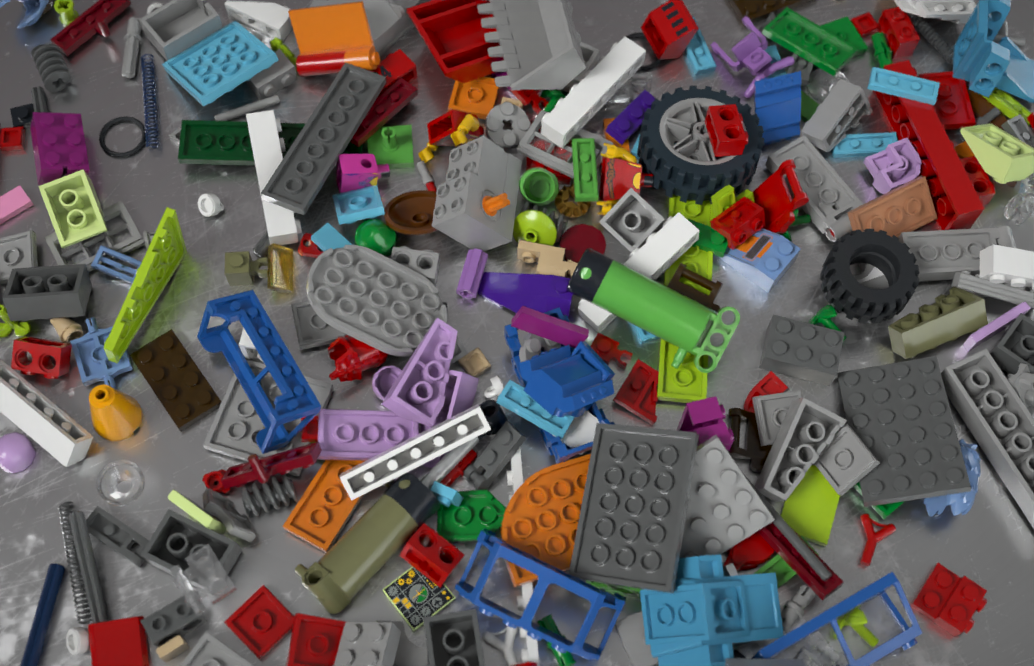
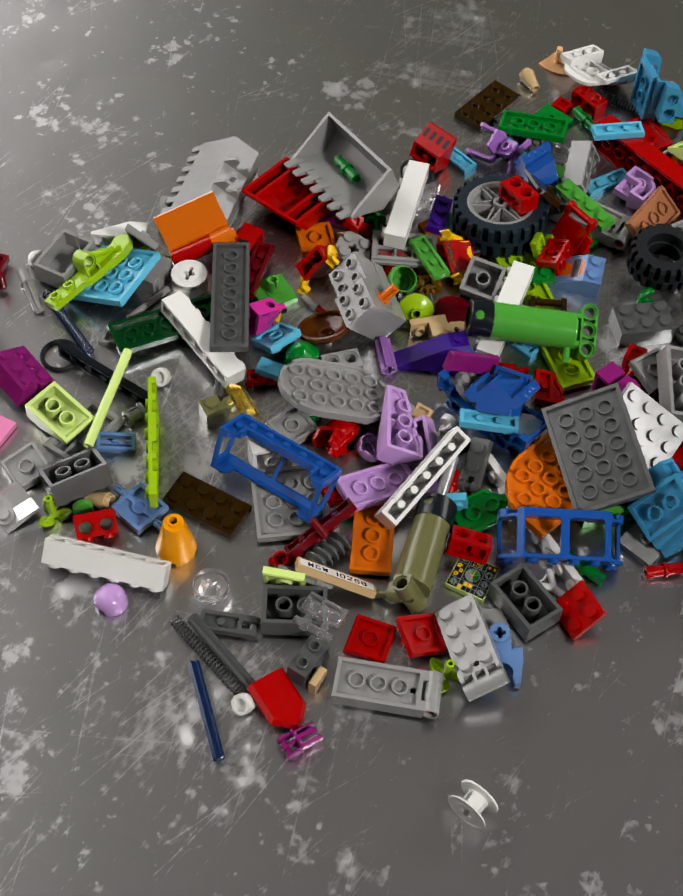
camera: 25 degrees left, 10 degrees down
(42, 330) = (82, 506): none -> bright green tile
(130, 211) = (107, 398): none -> yellowish green piece
(145, 172) = (100, 372): none -> black tile
(198, 48) = (90, 268): none -> lime piece
(256, 532) = (335, 577): none -> tan tile
(269, 30) = (142, 237): none -> light grey plate
(302, 94) = (189, 278): none -> white piece
(542, 24) = (346, 169): none -> green pin
(767, 135) = (547, 192): none -> dark brown piece
(812, 168) = (570, 191): none -> bright green plate

